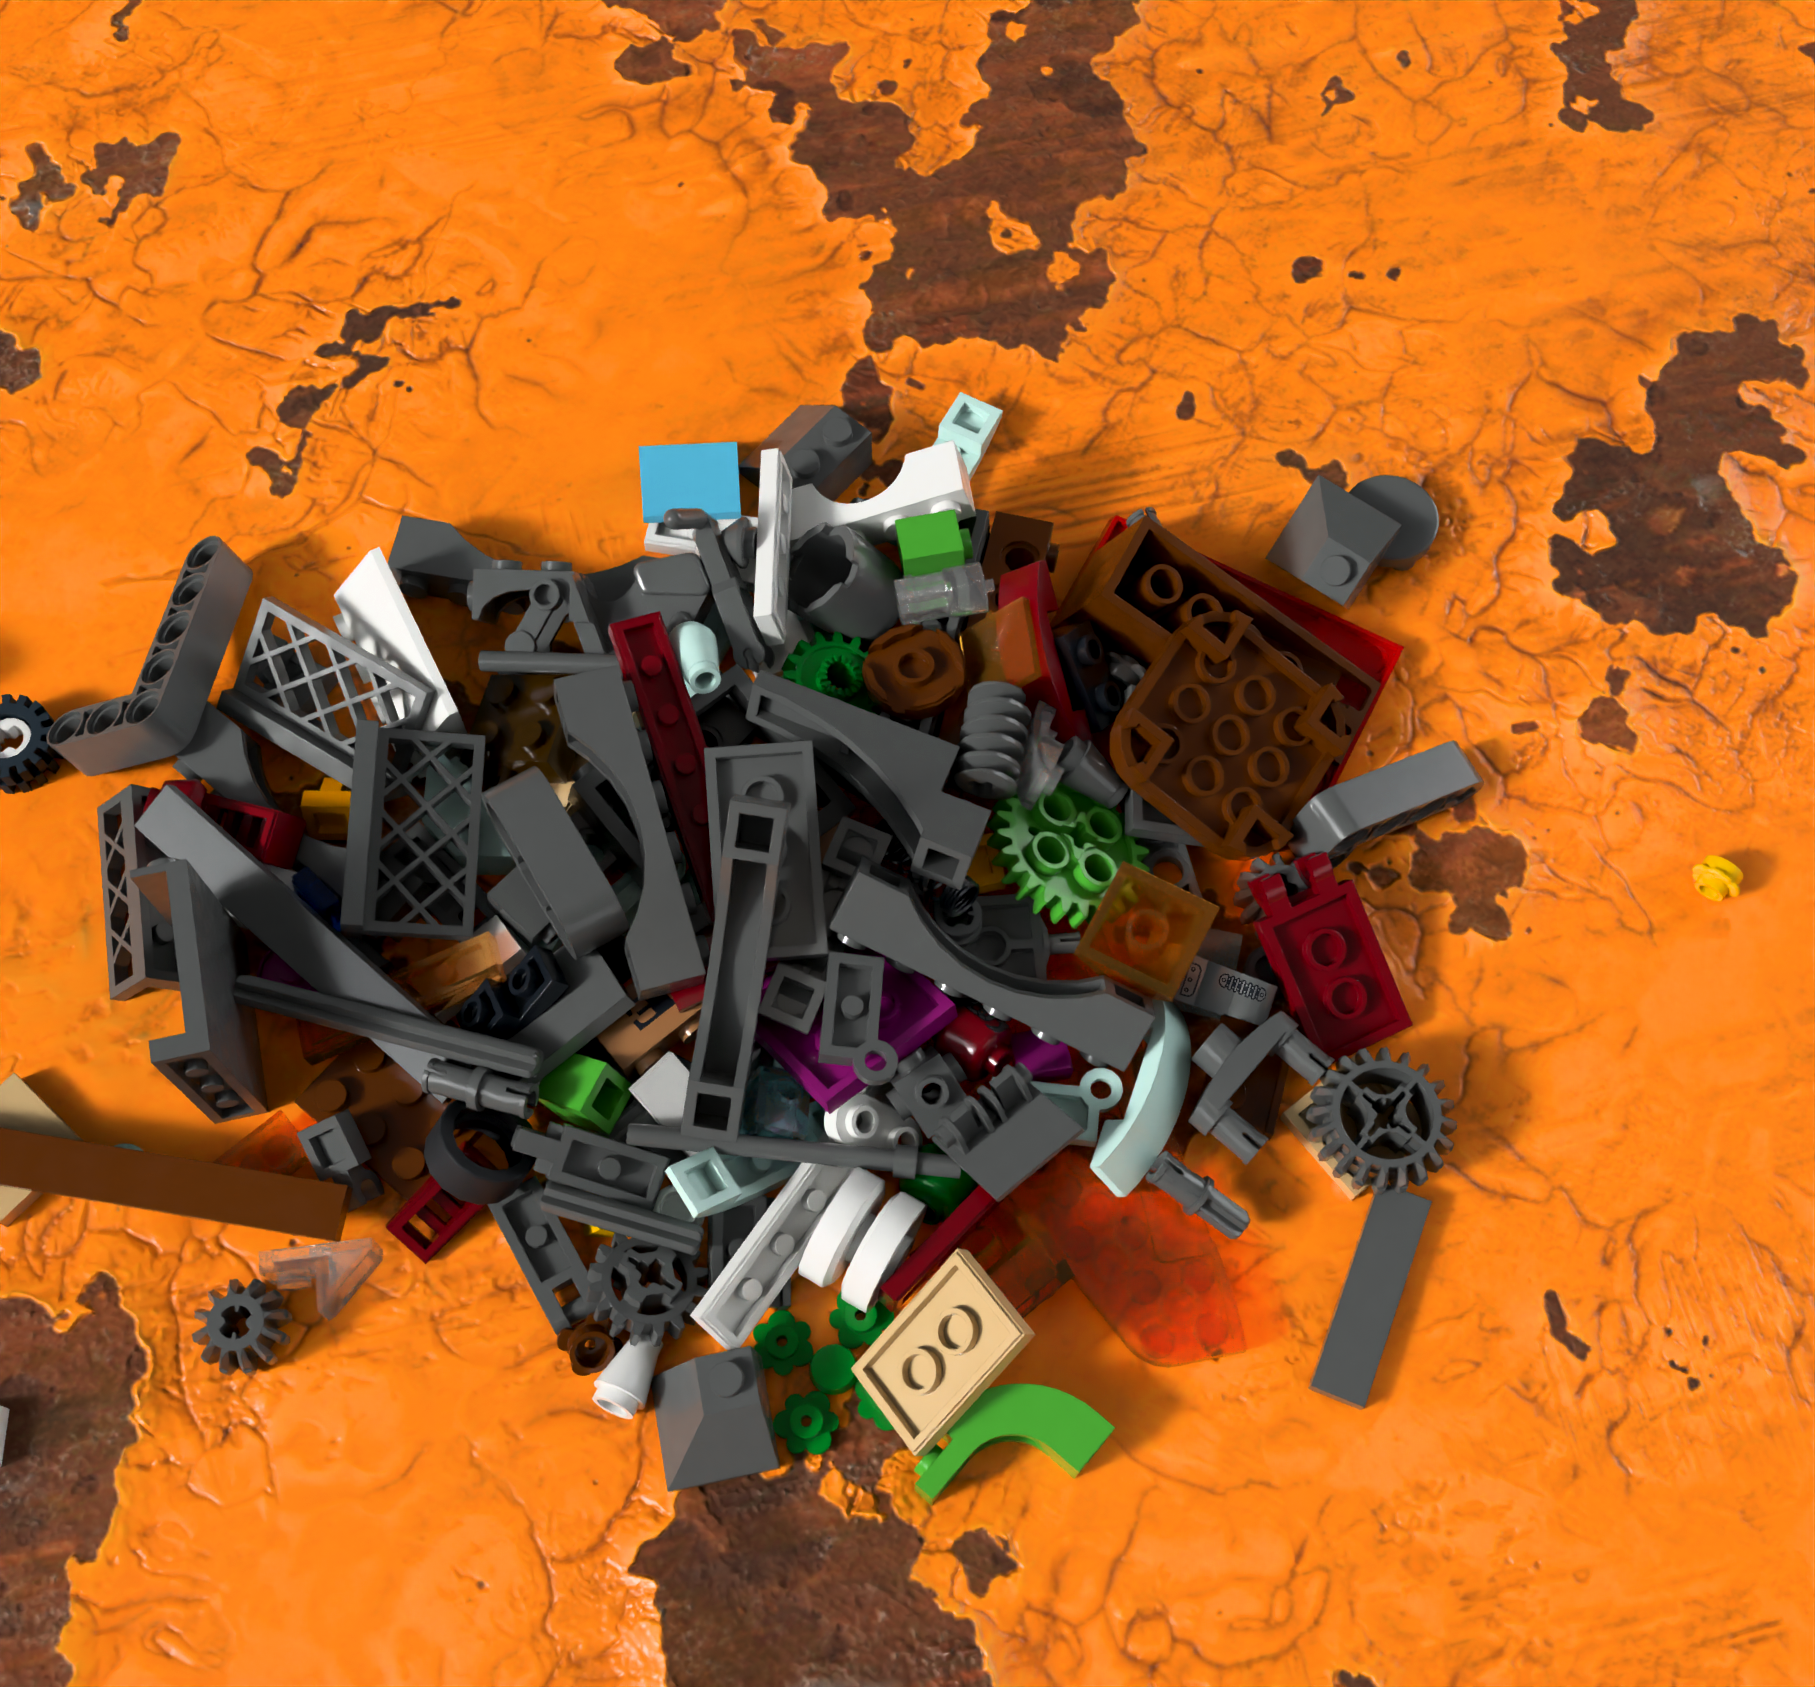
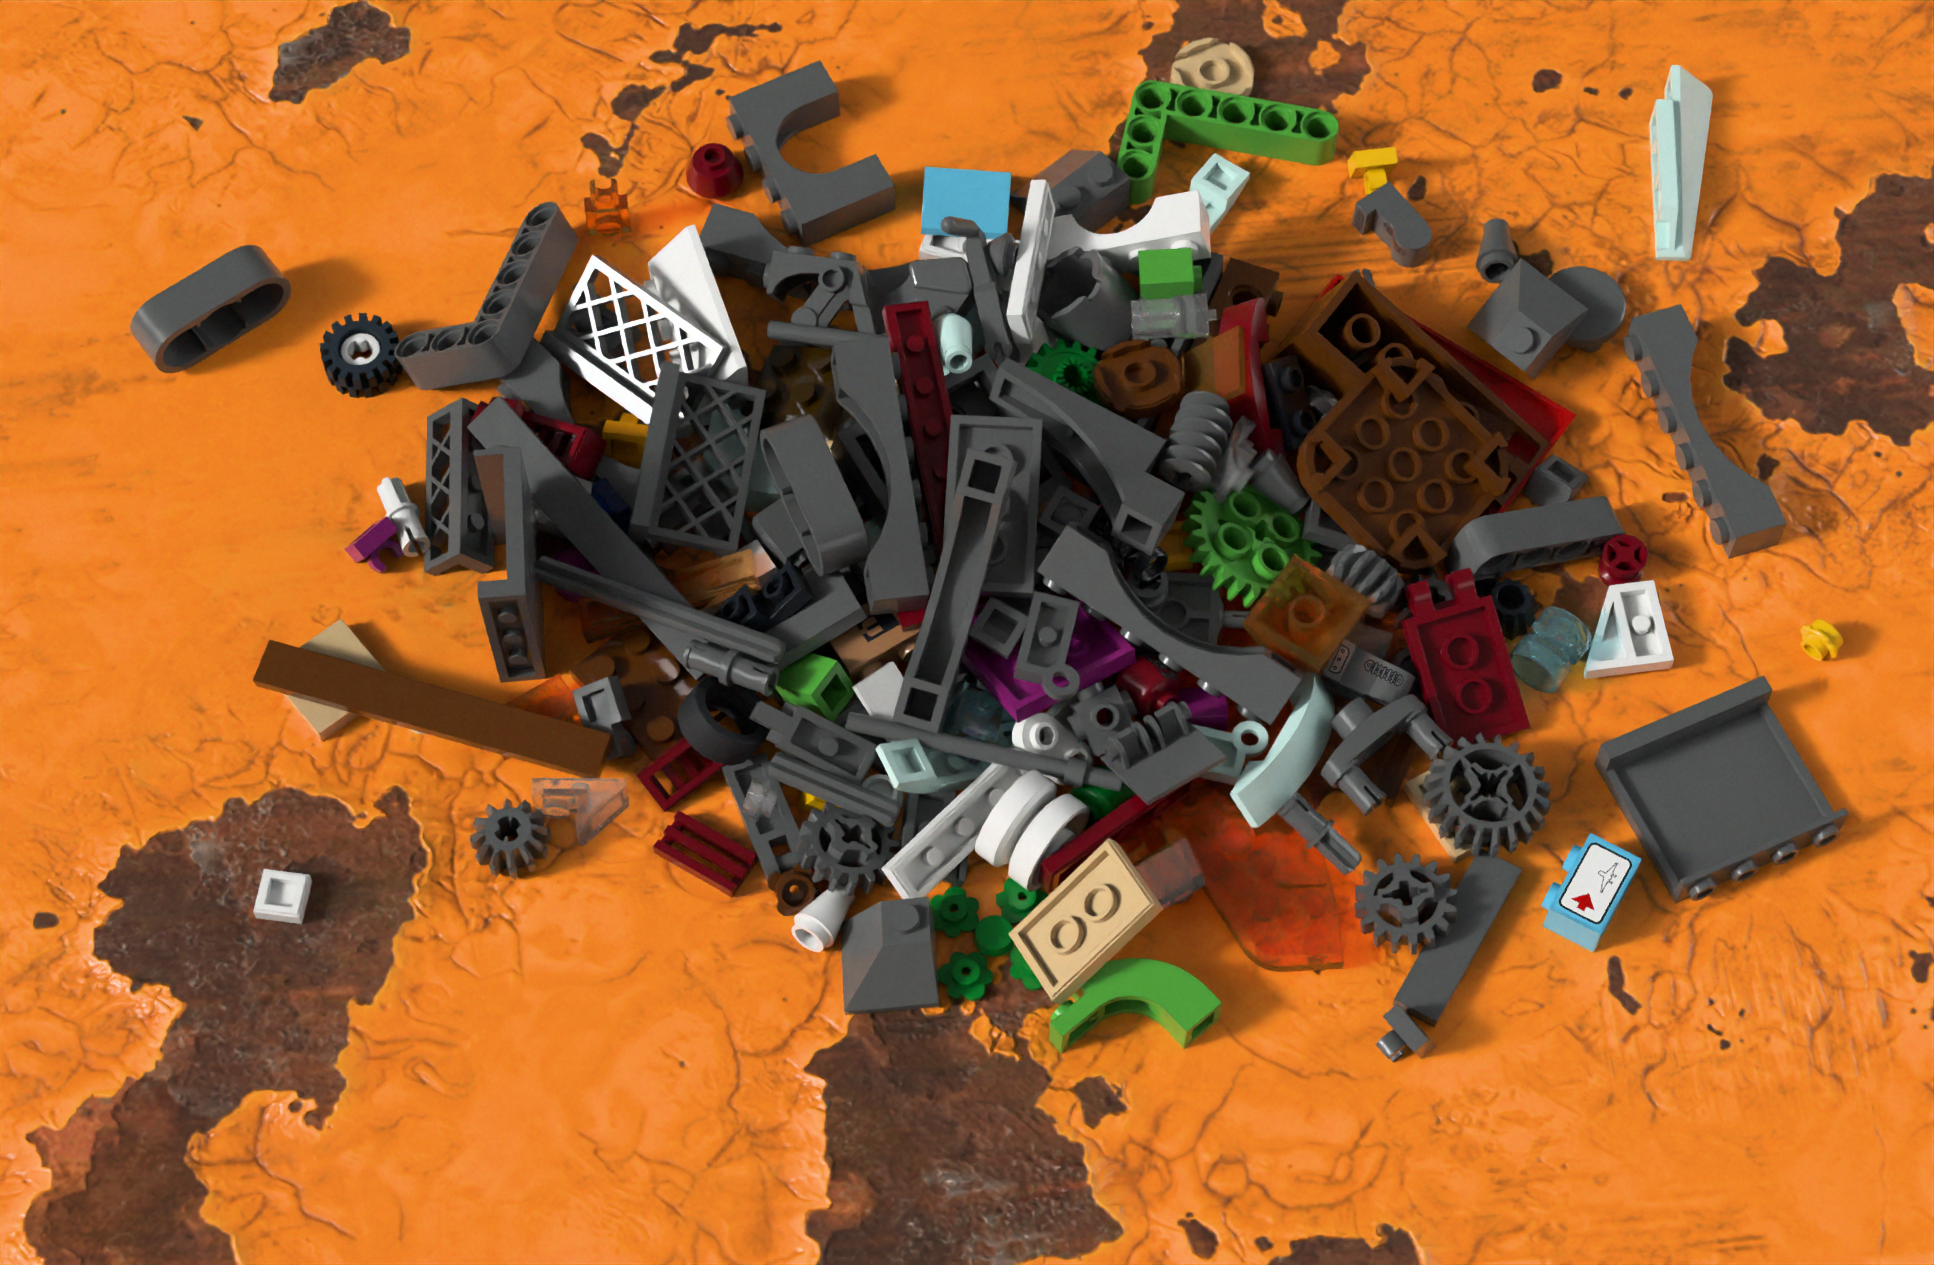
camera: 10 degrees right, 5 degrees down
(43, 971) = (371, 543): none -> magenta tile
(77, 935) = (403, 515): none -> white axle
(281, 539) = (607, 211): none -> clear orange plate
(401, 477) = (714, 171): none -> dark red cone
(437, 1291) = (713, 838): none -> dark red tile
(517, 501) = (810, 202): none -> dark grey arch
(535, 1242) = (760, 799): none -> clear plate
(944, 304) = (1214, 67): none -> tan tile
(955, 365) = (1213, 128): none -> bright green beam
(1138, 388) = (1373, 166): none -> yellow tile
(1171, 450) = (1395, 224): none -> dark grey leg
(1207, 875) = (1368, 576): none -> dark grey gear
(1287, 471) = (1496, 252): none -> dark grey cone
(1330, 1259) = (1408, 882): none -> dark grey gear
(1332, 1430) = (1404, 1035): none -> dark grey tile
(1374, 882) = (1514, 607): none -> black piece
(1392, 729) = (1554, 482): none -> dark grey slope
(1423, 927) = (1550, 649): none -> clear light blue wheel
(1462, 345) = (1677, 161): none -> light aqua wedge
(1491, 803) = (1626, 551): none -> dark red wheel
(1504, 897) = (1629, 633): none -> white wing
(1514, 1220) = (1591, 891): none -> brick
(1599, 731) = (1738, 505): none -> dark grey arch
(1635, 1079) = (1717, 792): none -> dark grey panel

